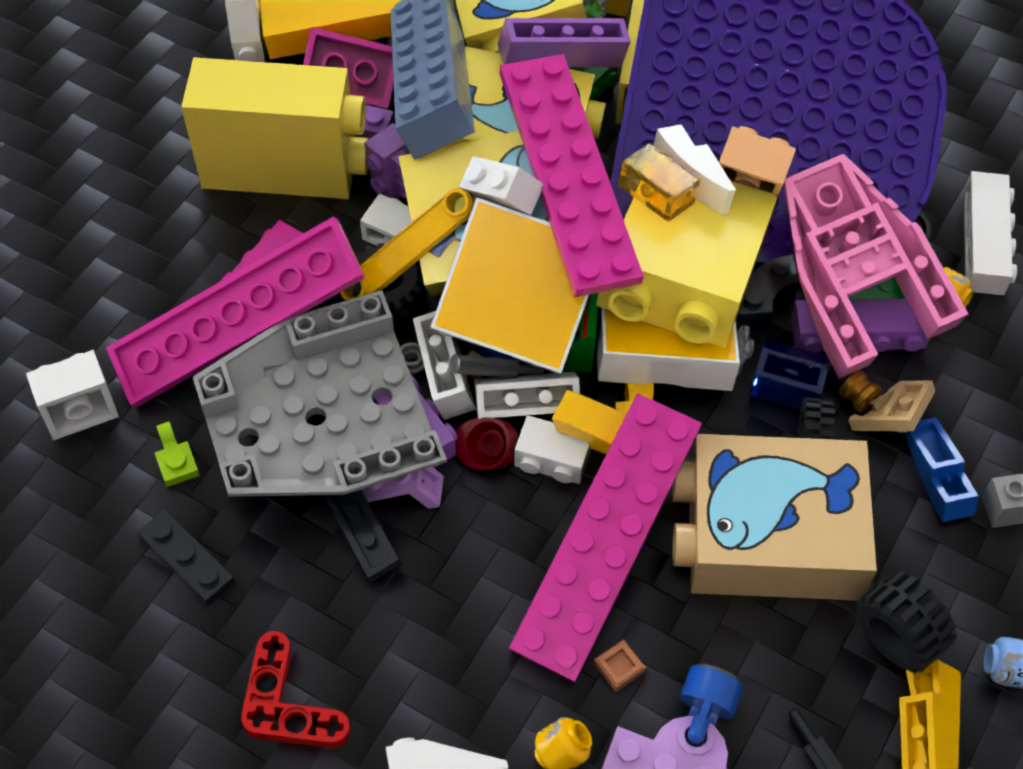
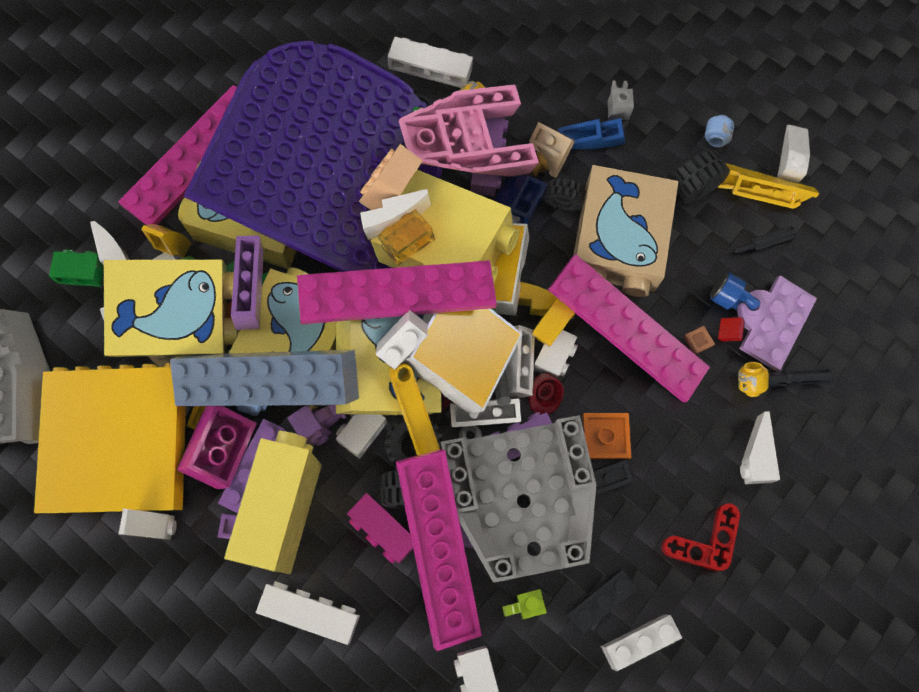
camera: 85 degrees left, 15 degrees up
(127, 607) = (641, 642): none -> white brick
(150, 207) = (308, 613): none -> white brick
(435, 536) = (607, 435): none -> orange plate
(646, 710) = (731, 329): none -> red tile

